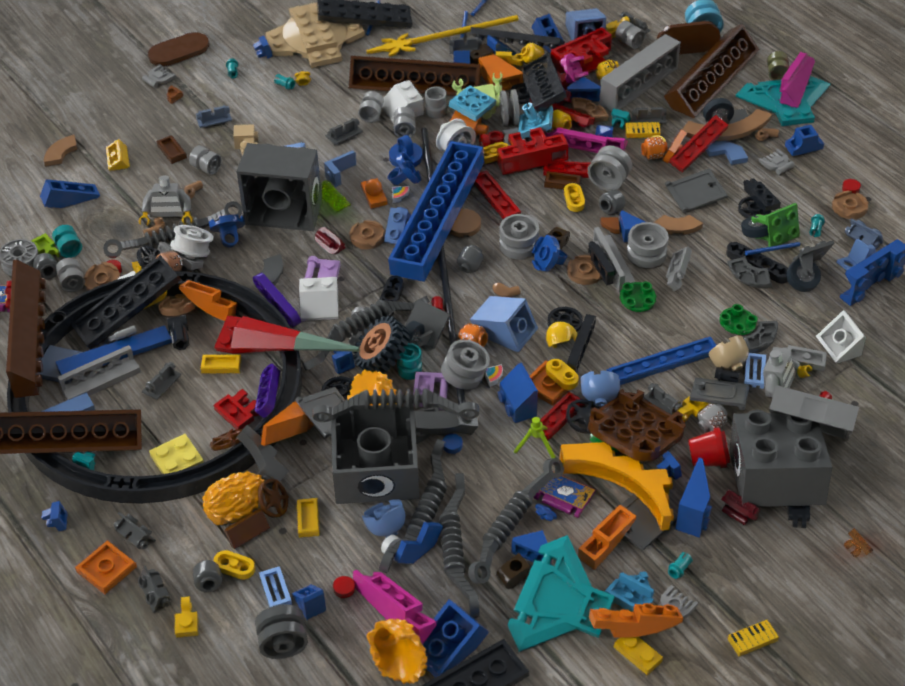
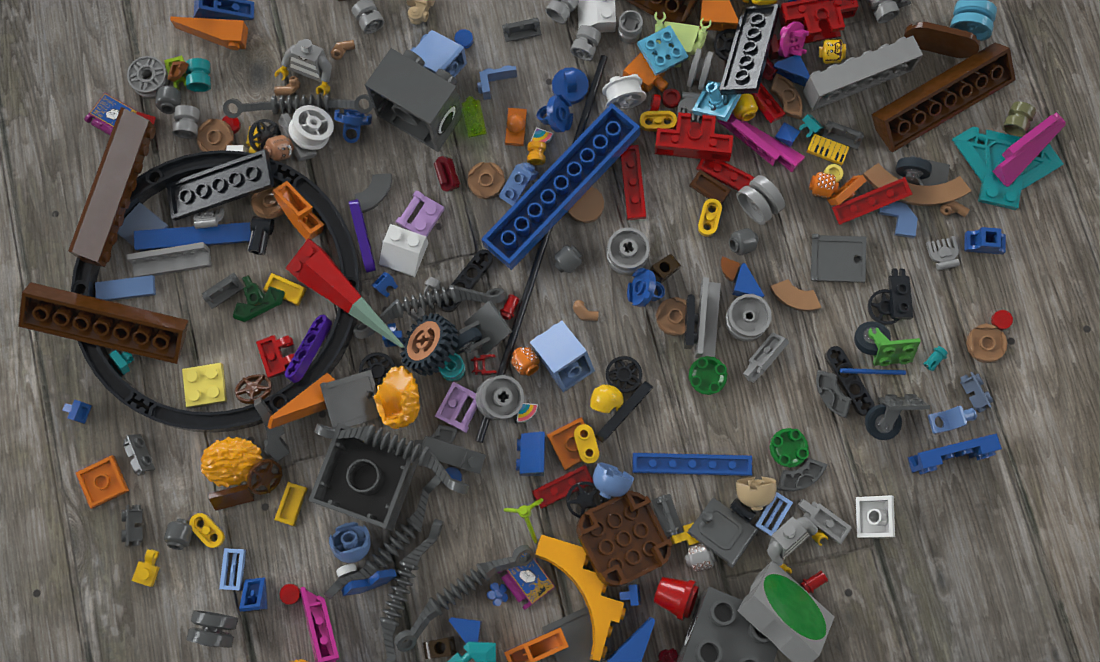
camera: 25 degrees right, 30 degrees up
(47, 240) = (177, 70): none -> dark orange tile
(71, 209) = (223, 32): none -> orange slope
(199, 378) = (257, 301): none -> dark green piece
(314, 325) = (383, 282): none -> blue tile
(401, 199) = (536, 153): none -> light orange wheel
(433, 351) = (475, 360): none -> red piece

